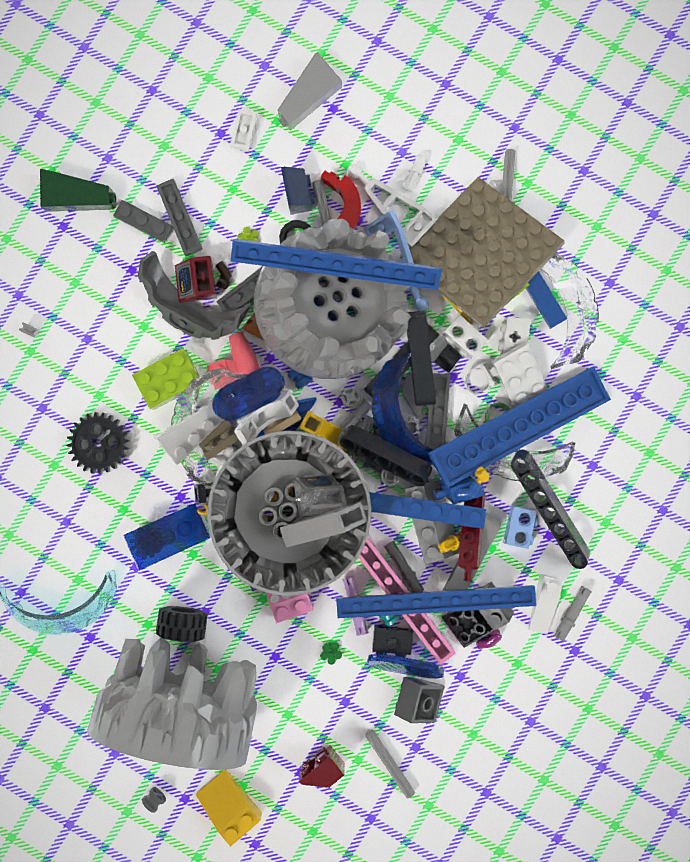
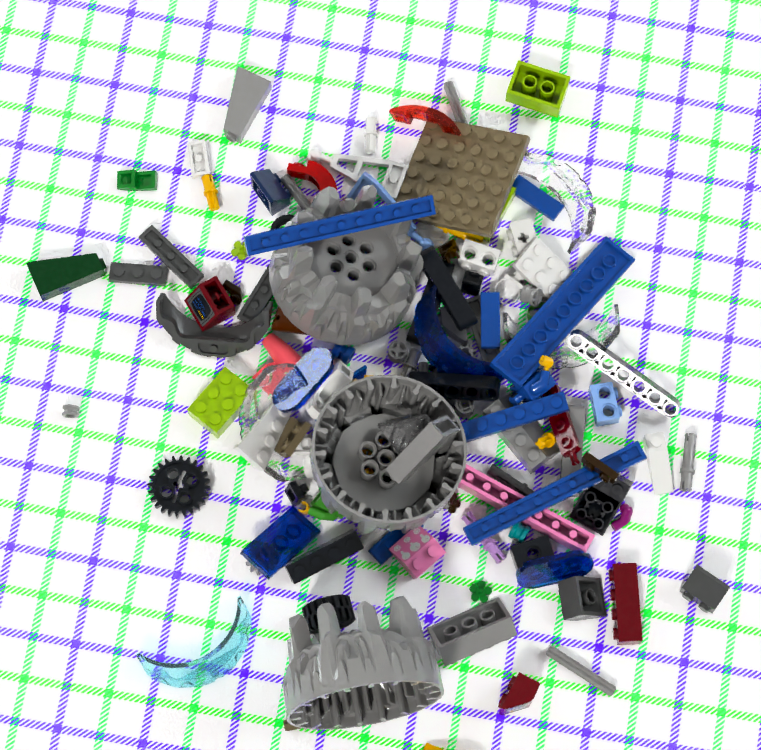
camera: 25 degrees left, 15 degrees down
(178, 128) = (137, 181): none -> green slope
(193, 566) = (323, 556): none -> black brick
(241, 168) = (210, 192): none -> yellow axle
(306, 688) = (472, 631): none -> light grey slope
(439, 319) = (449, 250): none -> dark brown plate
(449, 404) = (490, 320): none -> blue tile
(457, 722) = (626, 604): none -> dark red brick
(458, 166) = (407, 113): none -> clear red slope
(482, 594) = (593, 464): none -> dark brown plate
(497, 396) = (531, 295): none -> light grey wheel
(534, 742) = (704, 589): none -> dark grey slope
(593, 192) = (537, 88): none -> lime brick

